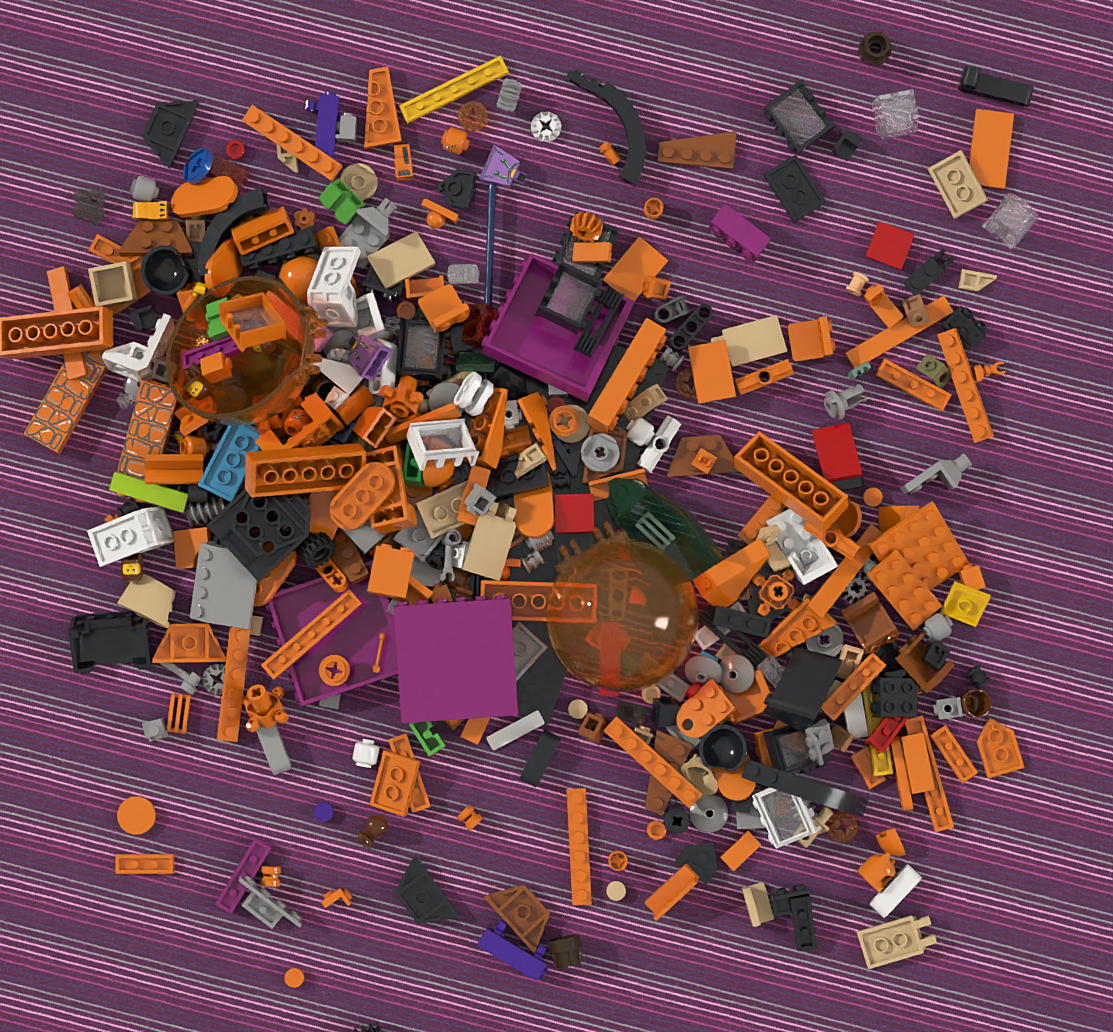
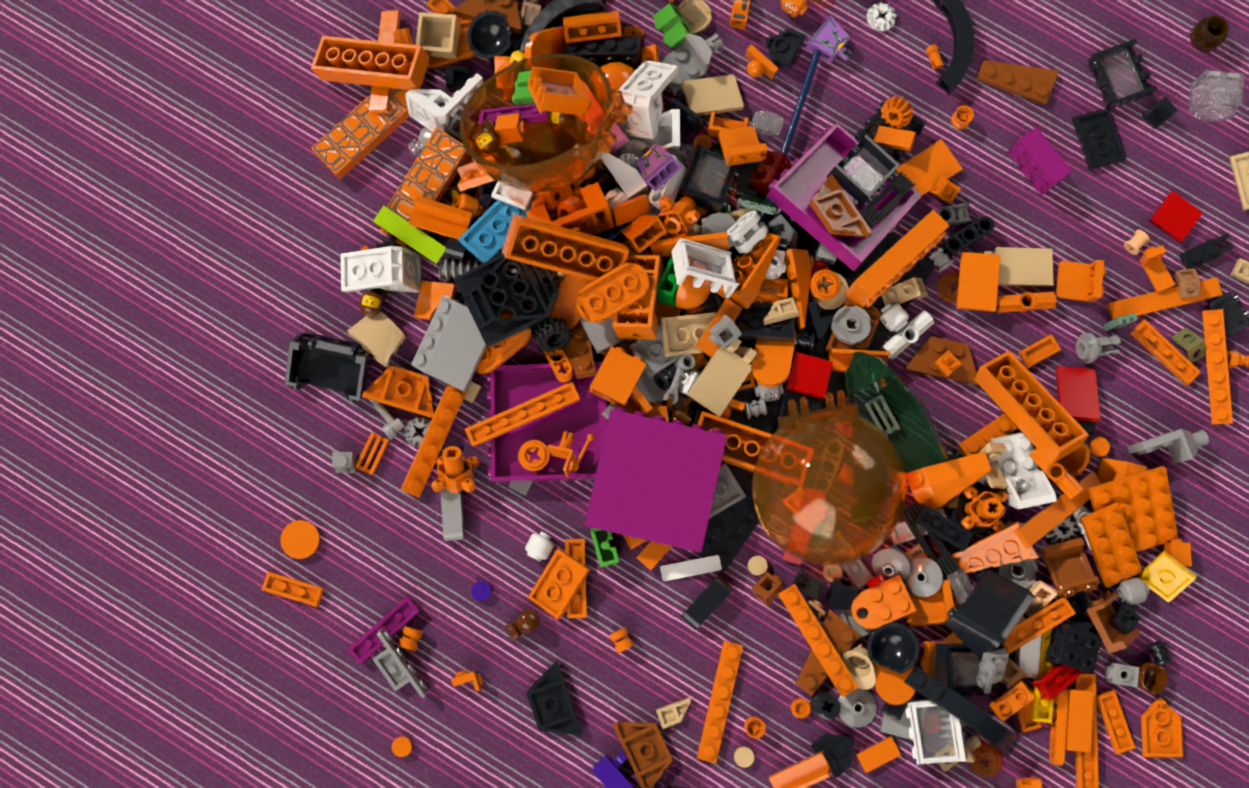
camera: 15 degrees right, 5 degrees down
(241, 431) = (512, 196): none -> white tile
(362, 658) = (564, 451): none -> orange bracket
(538, 870) = (673, 713): none -> tan tile
(554, 350) = (838, 211): none -> dark orange wing
(791, 420) = (1039, 351): none -> orange tile
(849, 763) = (1012, 700): none -> orange brick

